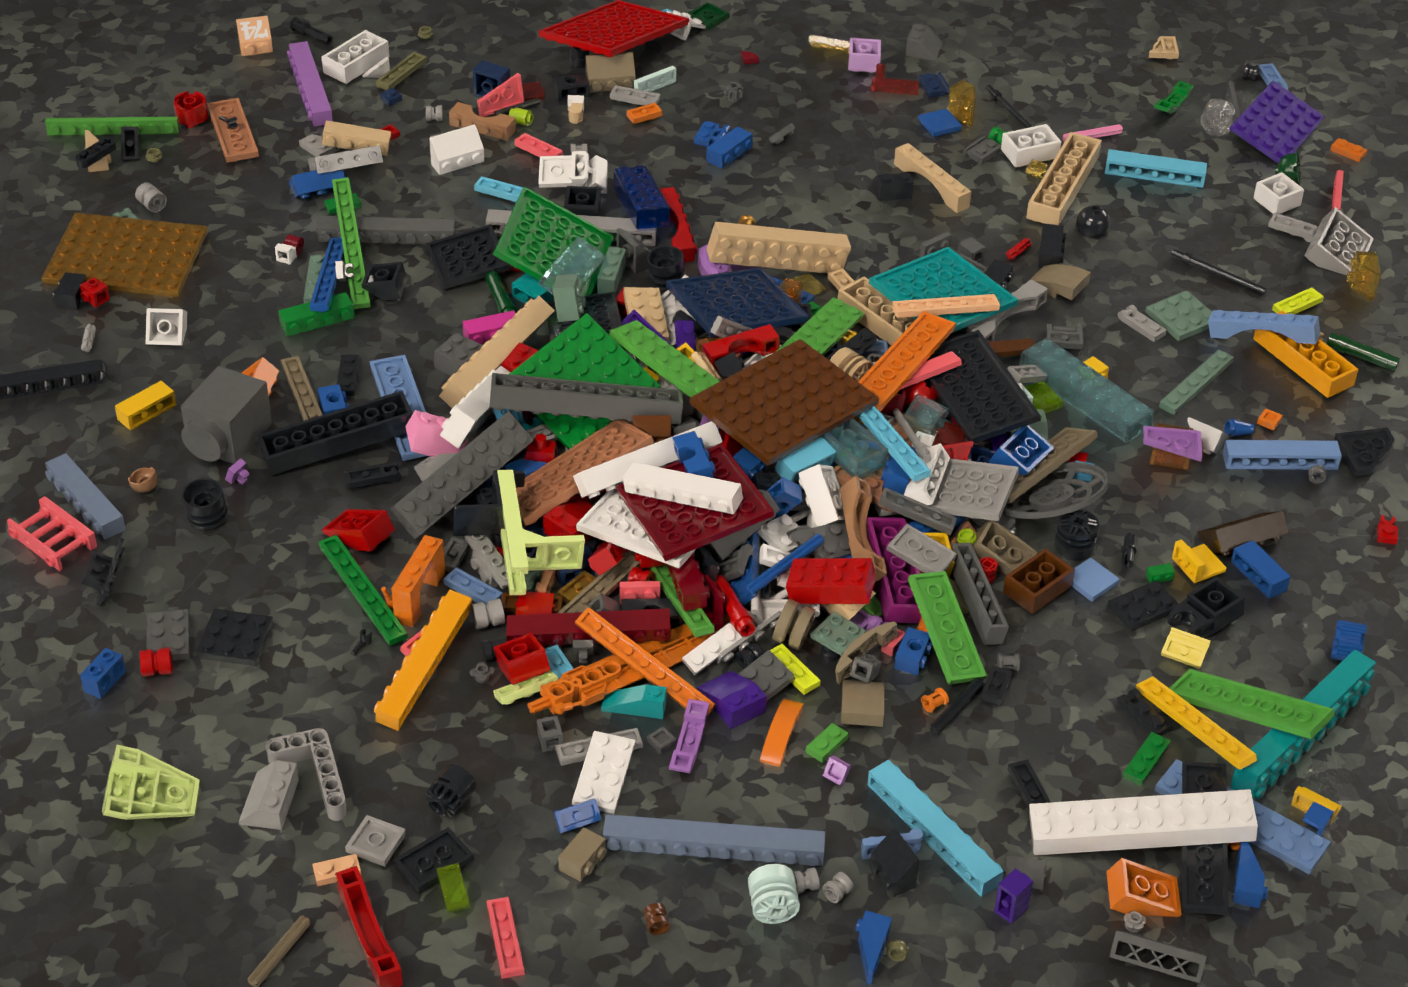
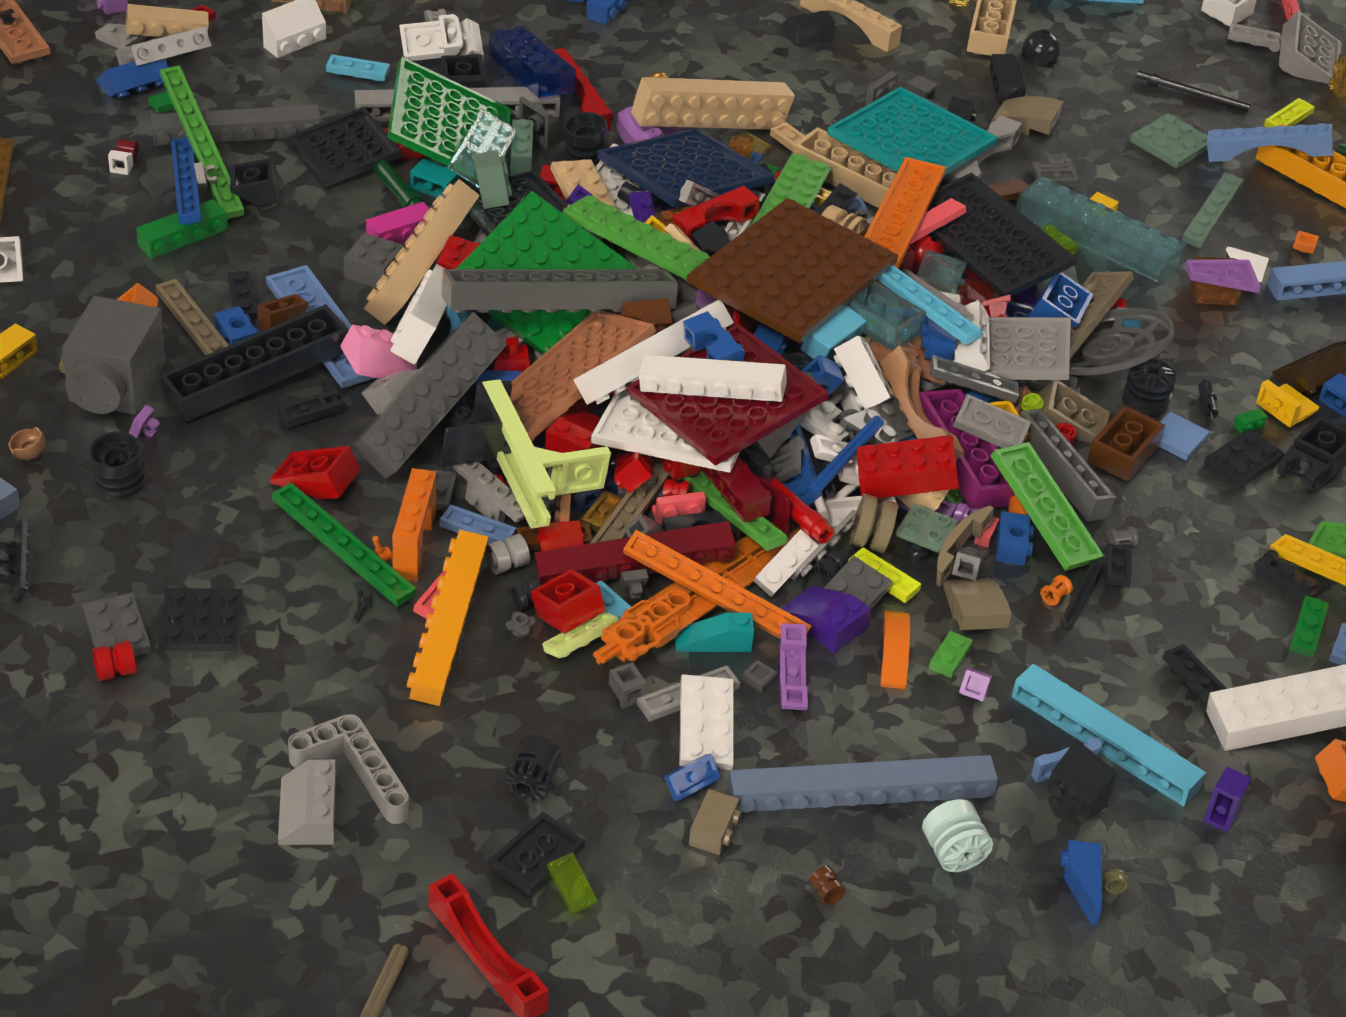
camera: 15 degrees left, 0 degrees up
(103, 673) = (49, 683): blue brick -> none
(147, 787) = (150, 816): yellowish green wedge -> none
(313, 272) = (165, 187): sand green plate -> none
(326, 870) = (415, 883): light nougat plate -> none
(370, 390) = (280, 310): none -> reddish brown slope
(375, 840) = (458, 840): light grey plate -> none
(505, 937) = (652, 934): coral tile -> none
(536, 146) = (384, 16): coral plate -> none
(806, 880) = (989, 813): light grey wheel -> none
(839, 885) = (1023, 818): light grey wheel -> none
(947, 305) = (925, 149): light nougat plate -> none
(1018, 249) = (969, 86): red axle -> none
(1027, 373) = (1038, 216): light grey plate -> none
(1141, 323) = (1132, 153): light grey plate -> none
(1185, 648) = (1309, 498): light yellow plate -> none
(1236, 428) = (1276, 254): blue cone -> none

